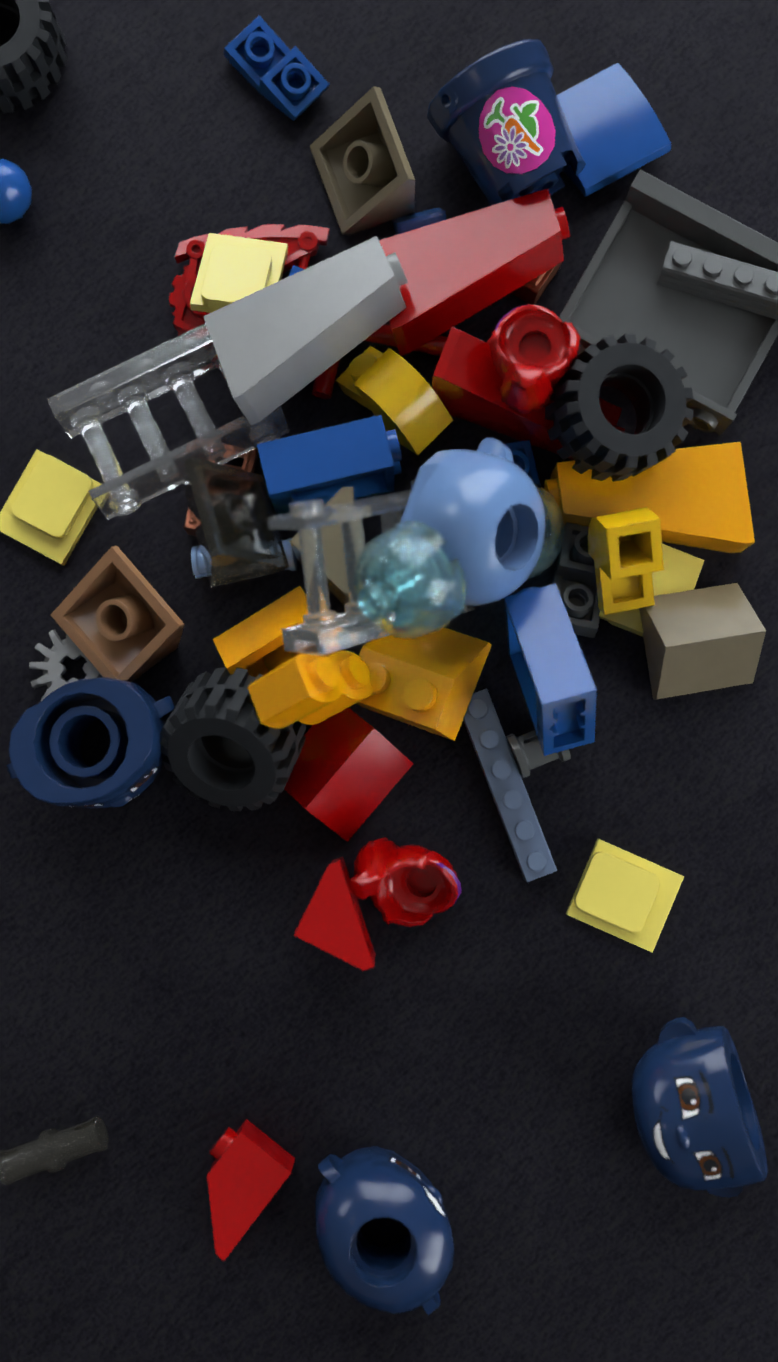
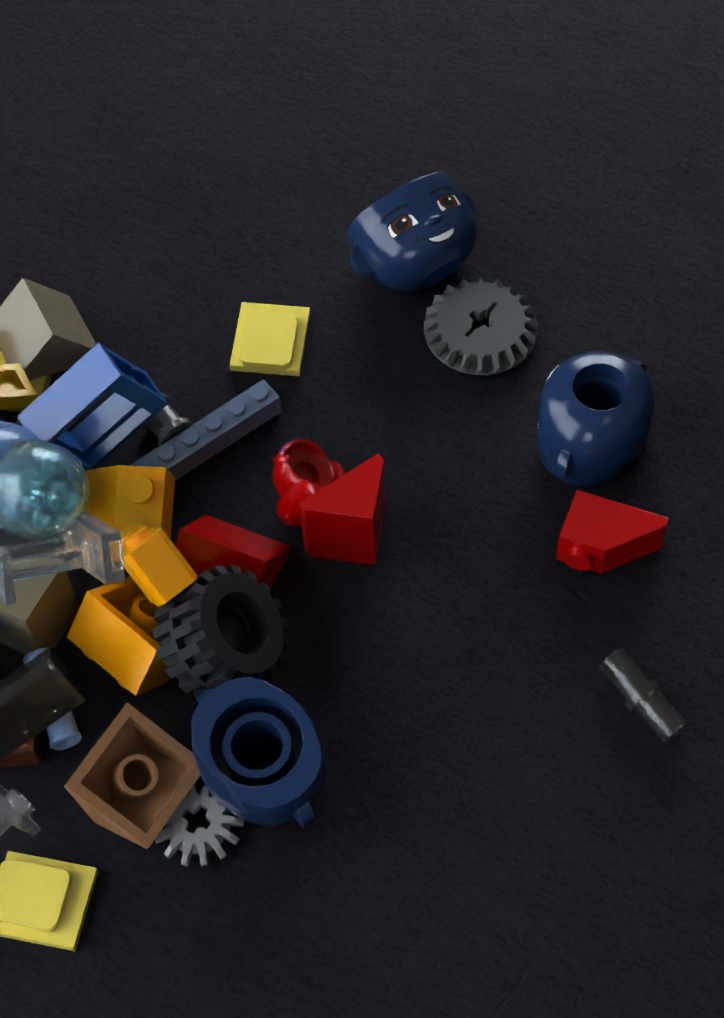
camera: 105 degrees left, 25 degrees down
(527, 1142) = (485, 350): none -> dark grey gear

